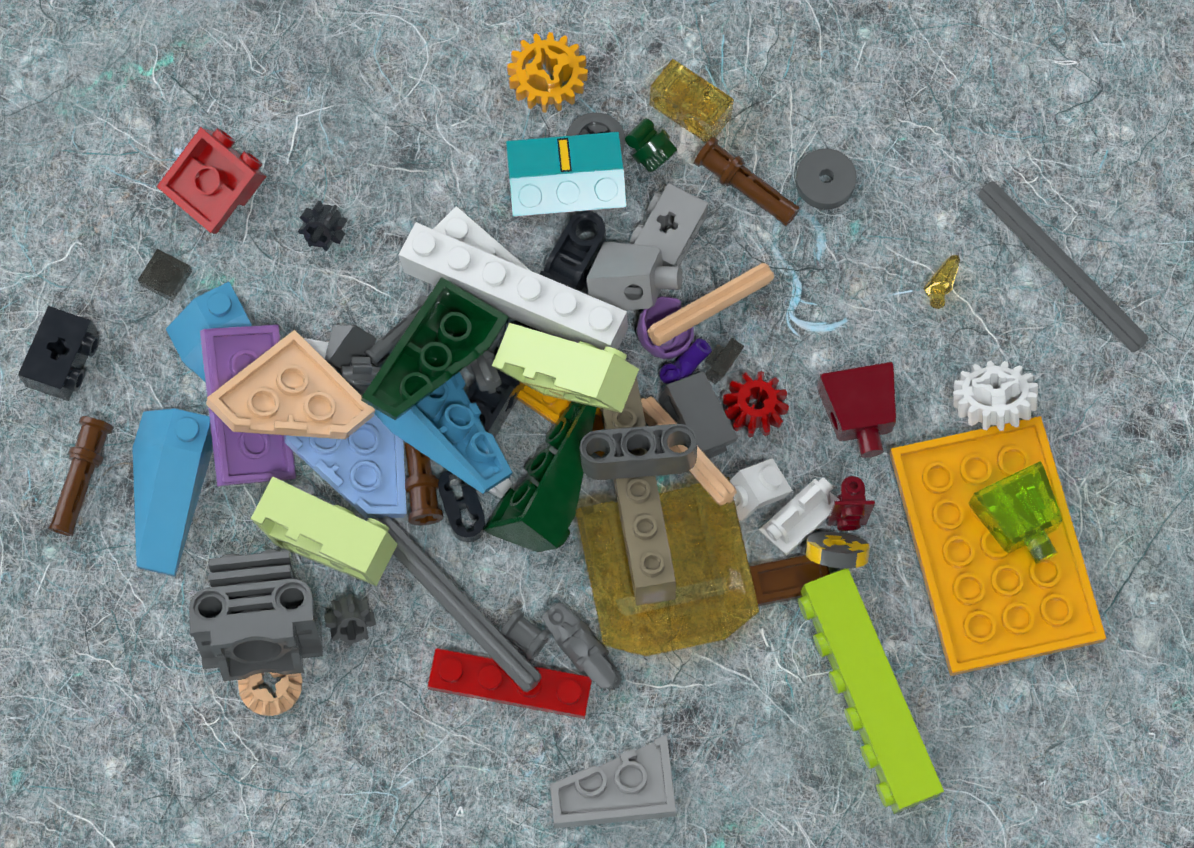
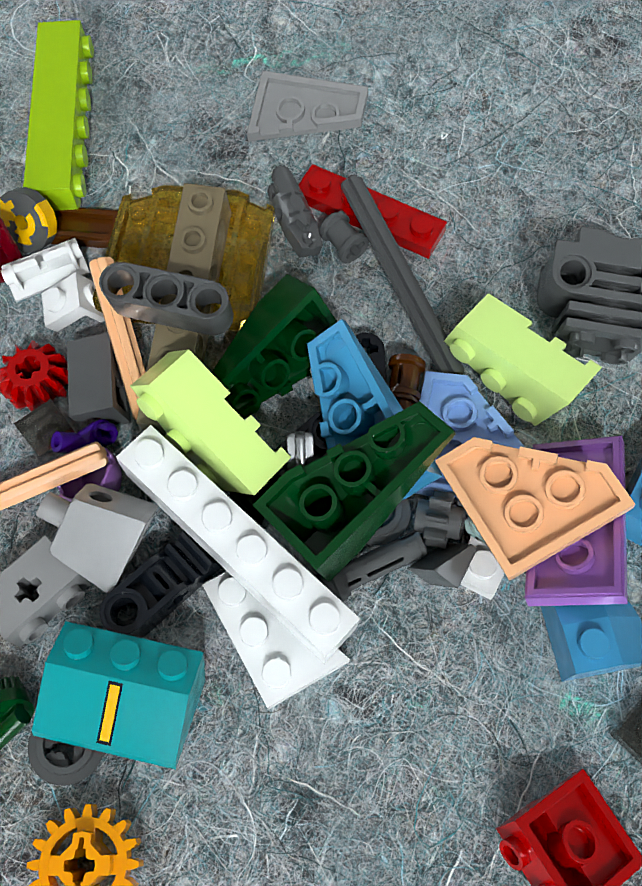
camera: 160 degrees left, 5 degrees down
(322, 225) = (439, 729): black gear -> none
(350, 619) = (509, 286): dark grey gear -> none

